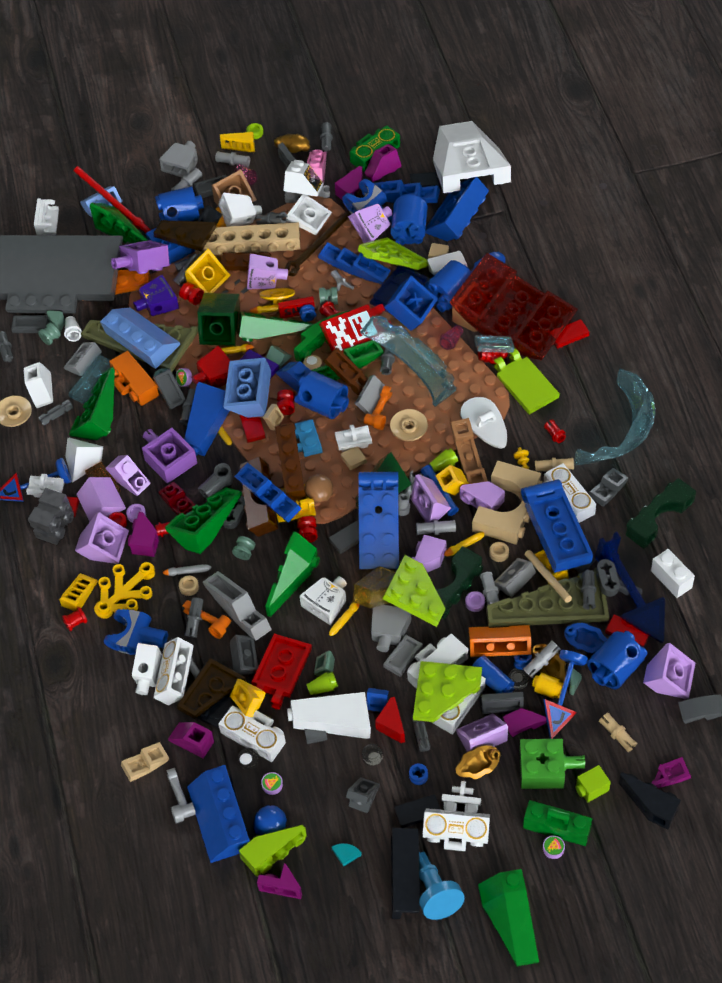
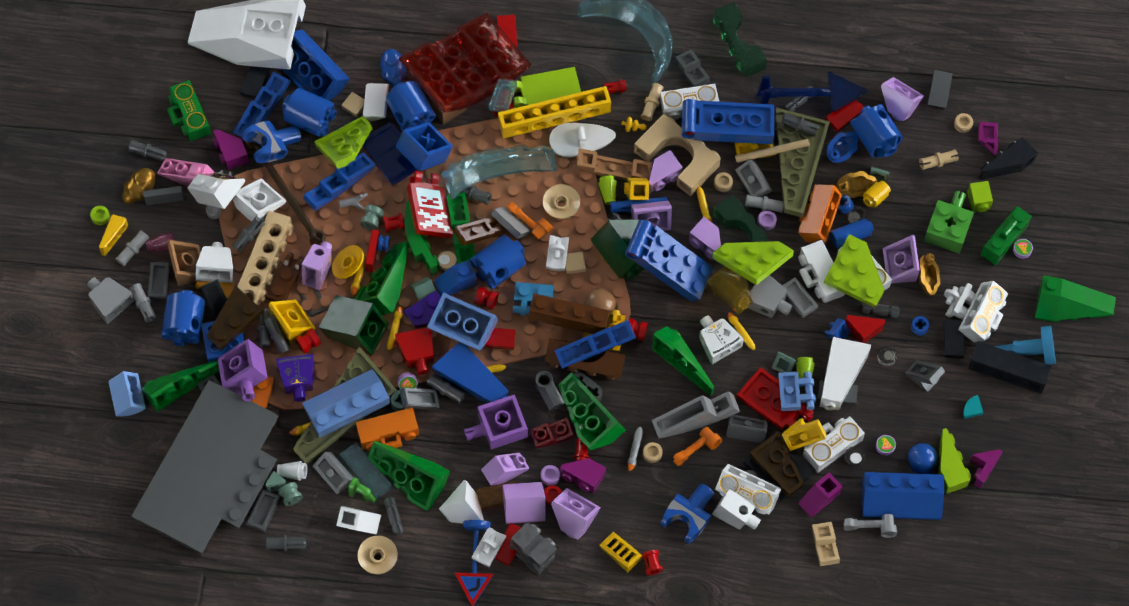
camera: 75 degrees left, 10 degrees up
(46, 217) = (123, 456): white hinge -> none
(70, 374) = (355, 487): none -> bright green piece
(123, 592) = (637, 512): yellow plant -> none
(137, 221) = (176, 366): red bar -> none
(194, 617) = (696, 455): dark grey axle -> none
(243, 548) = (634, 390): sand green wheel -> none
(273, 416) = (501, 315): tan tile -> none
(290, 672) = (790, 393): none -> medium blue plate
(346, 537) = (656, 297): dark grey tile -> none
(371, 222) = (300, 146): lavender torso -> none
(383, 162) = (217, 109): magenta slope -> none
(435, 527) = (678, 221): light grey pin -> none
(451, 337) = (473, 129): clear pink cone -> none
(497, 387) = (554, 112): none -> yellow brick
(502, 702) = (879, 235): dark grey tile -> none
(522, 720) = (900, 226): magenta slope -> none
(541, 659) = (854, 186): light grey pin -> none
(556, 714) = (904, 195): blue piece -> none
(603, 579) = (792, 105): dark grey beam -> none
(672, 573) = (805, 55): white brick -> none
(675, 744) = (963, 123): none -> tan tile

